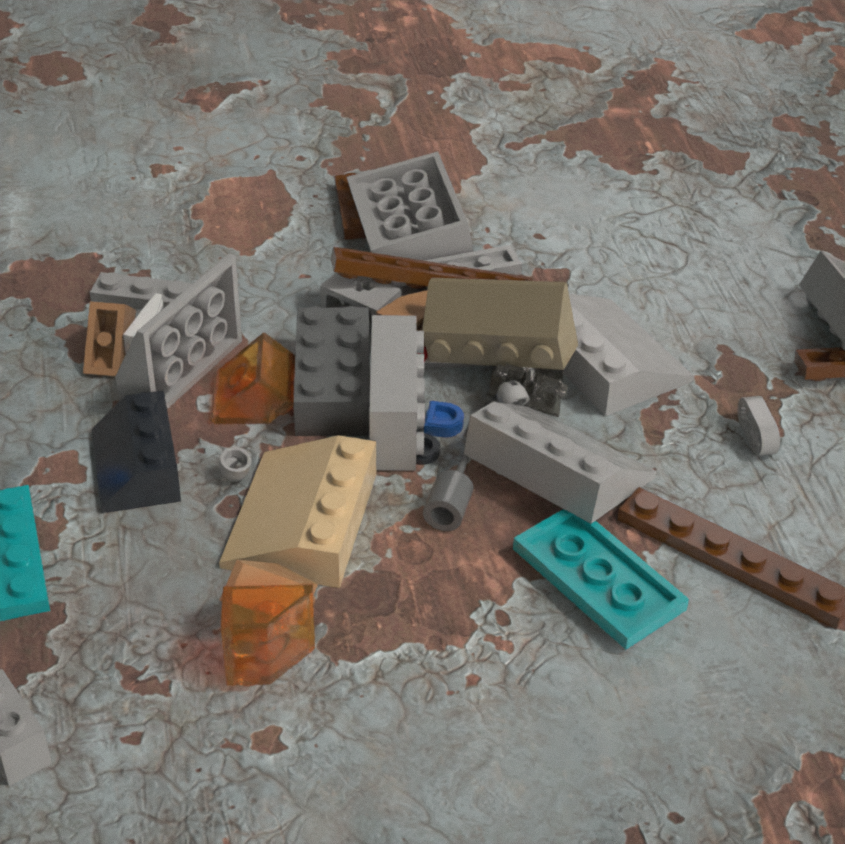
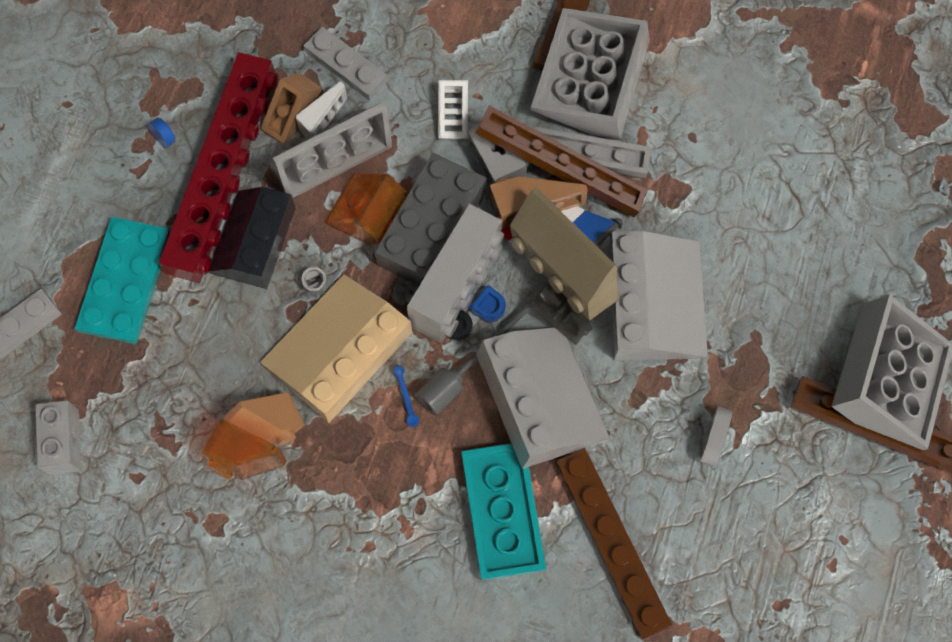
camera: 30 degrees right, 30 degrees up
(58, 420) = (246, 73): none -> dark red brick
(280, 269) = (452, 86): none -> white slope
(434, 544) = (412, 419): none -> blue hinge
(512, 393) = (540, 321): light grey hinge -> none

